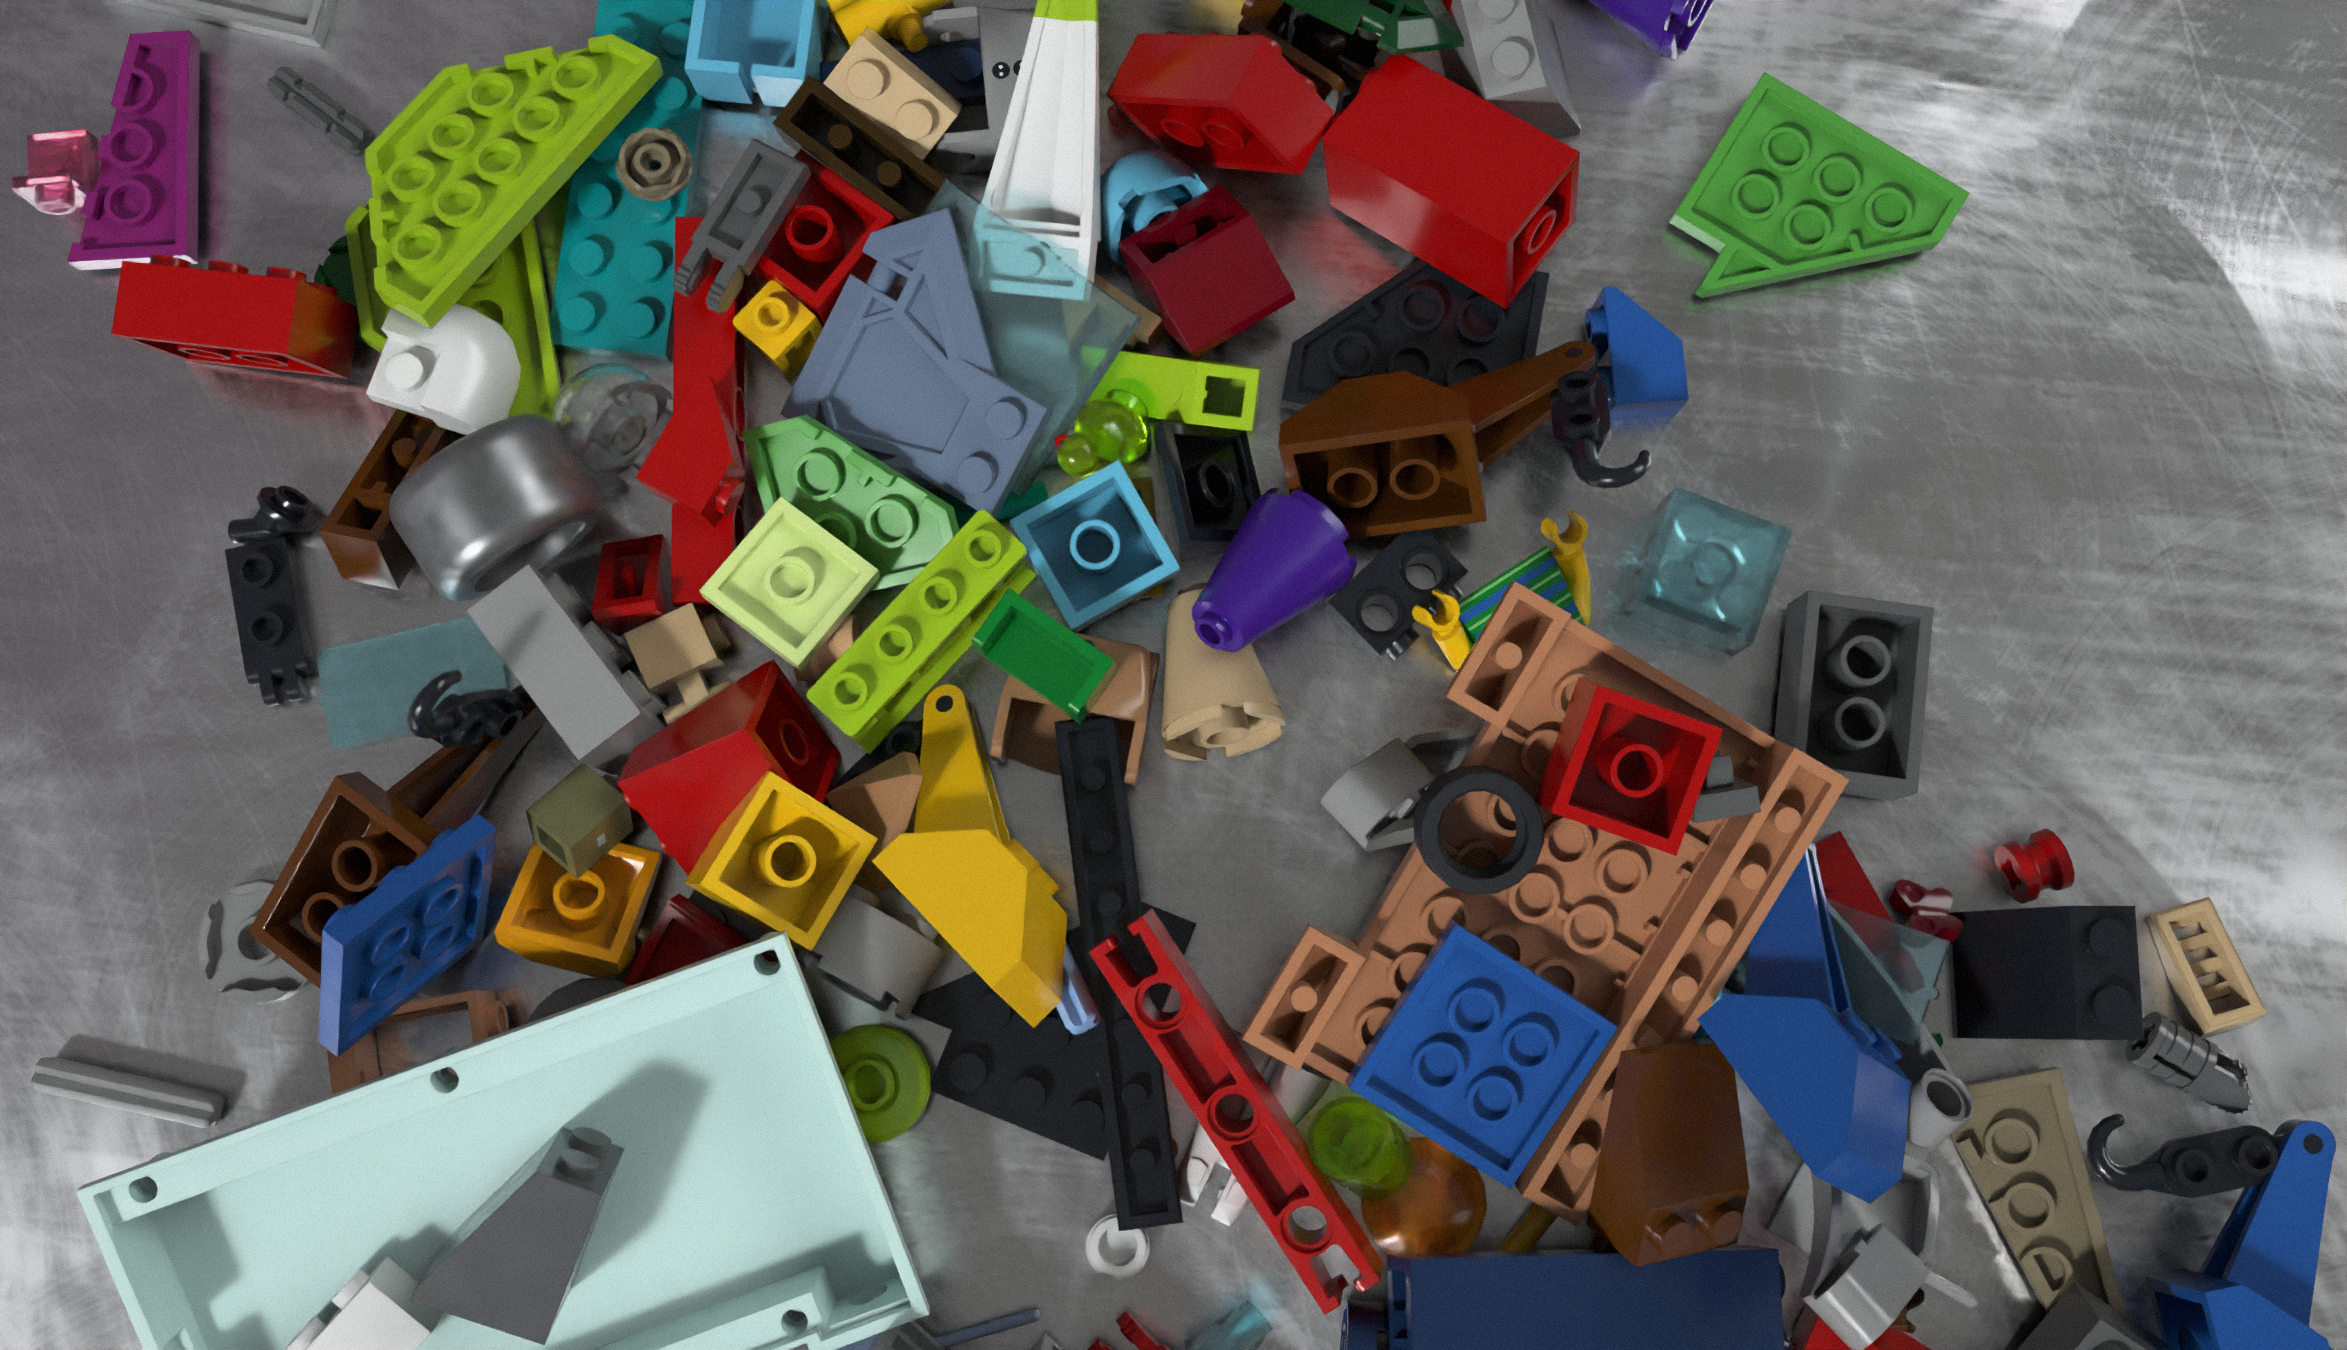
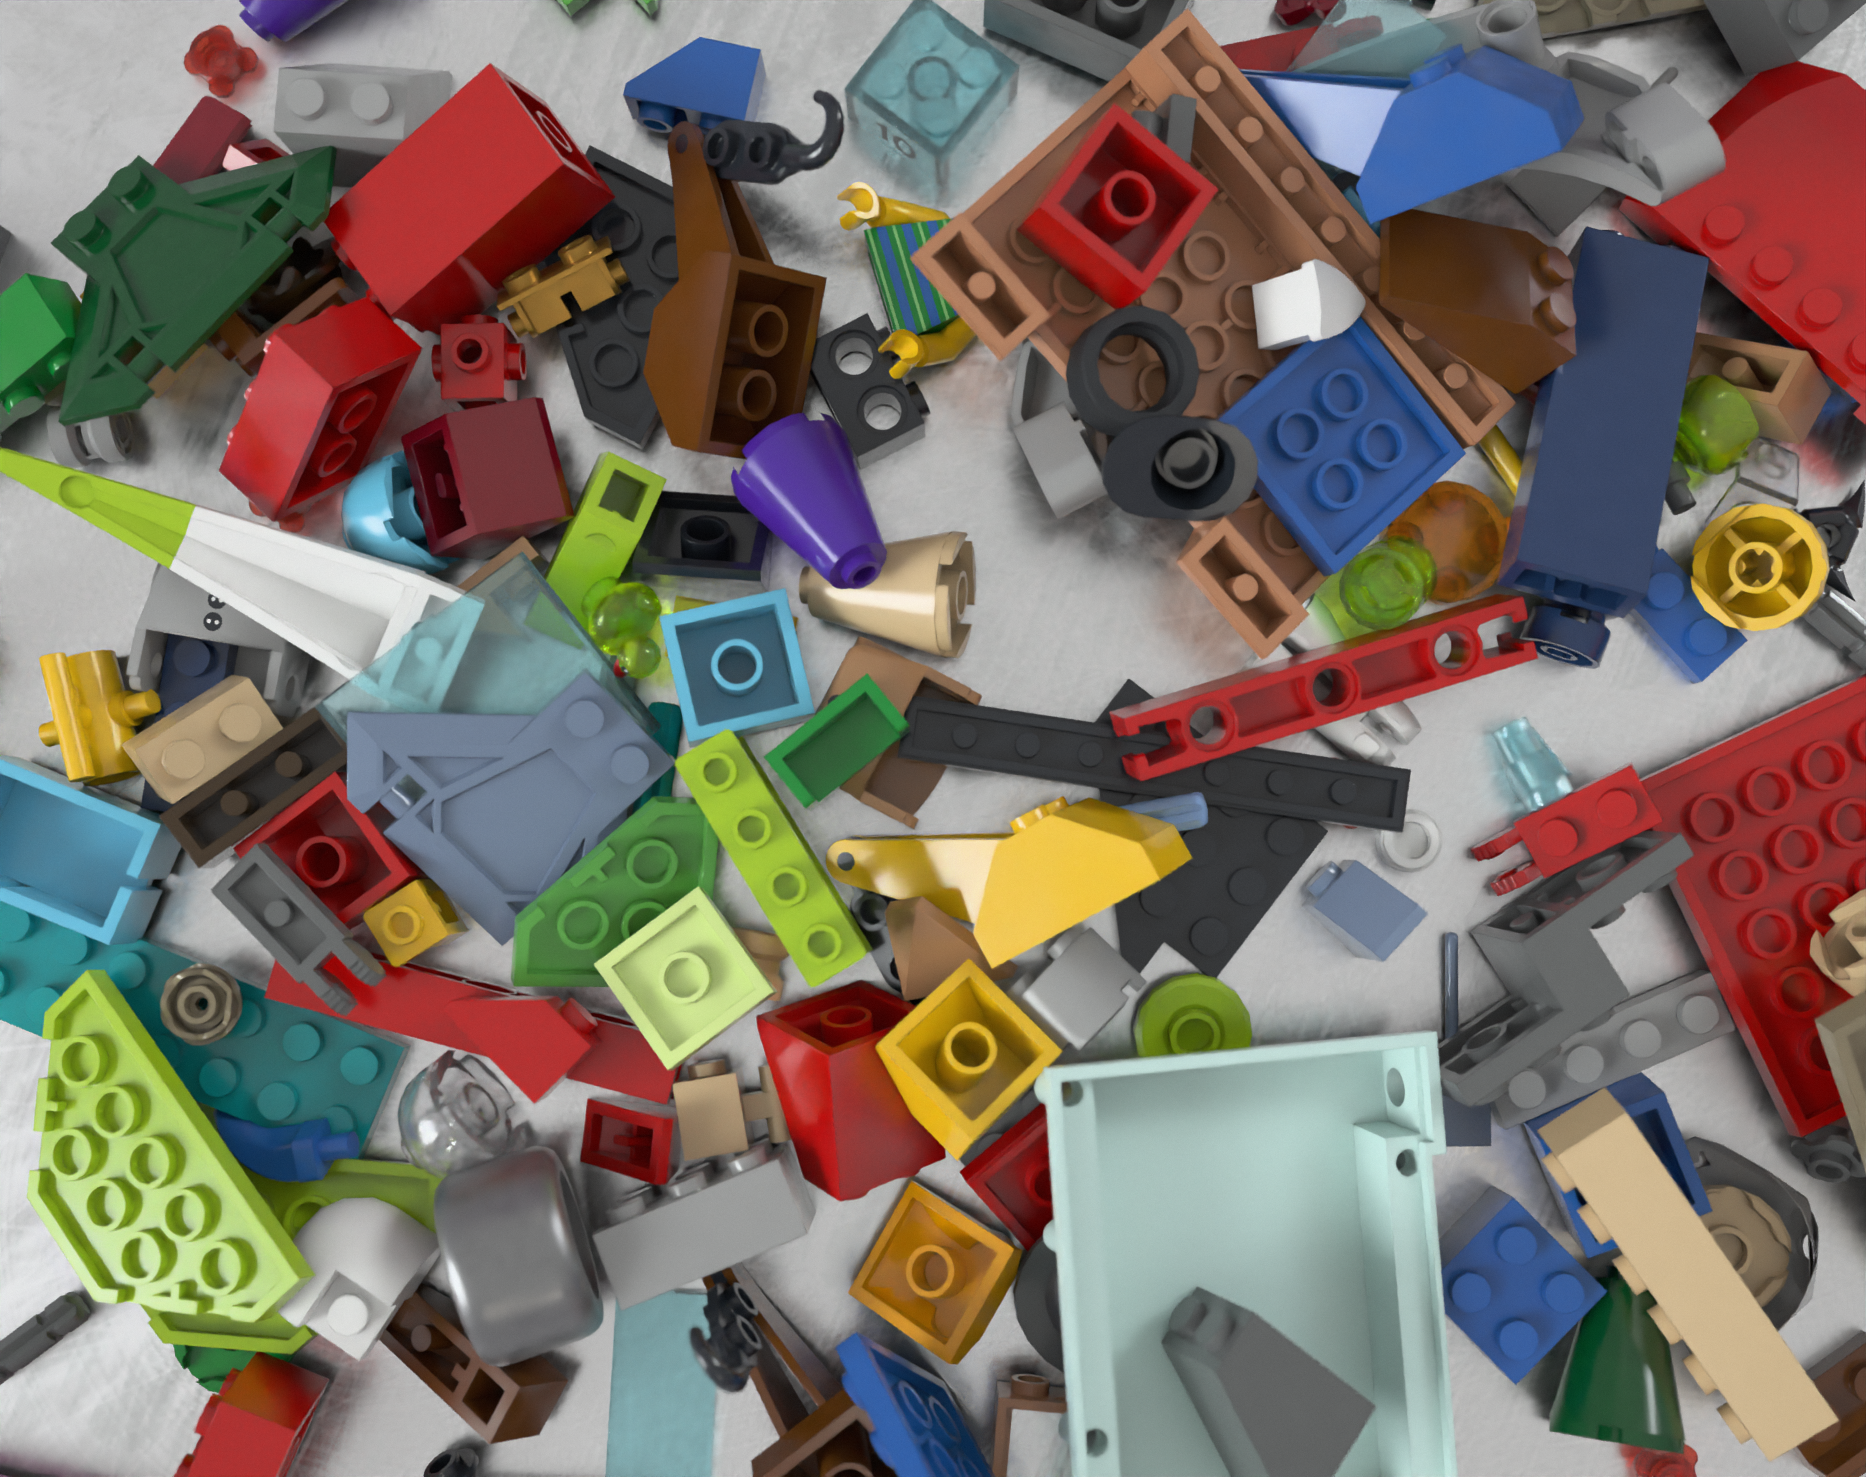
camera: 70 degrees left, 5 degrees up
(541, 279) = (286, 1152): none -> blue bar
(580, 819) = (858, 1250): olive brick -> none
(1032, 1210) = (1362, 909): none -> sand blue slope
(1311, 234) = (478, 363): none -> red brick
(1391, 267) = (538, 293): none -> pearl gold hinge
(1397, 899) = (1179, 468): none -> black piece
(1599, 983) = (1305, 306): none -> white tile

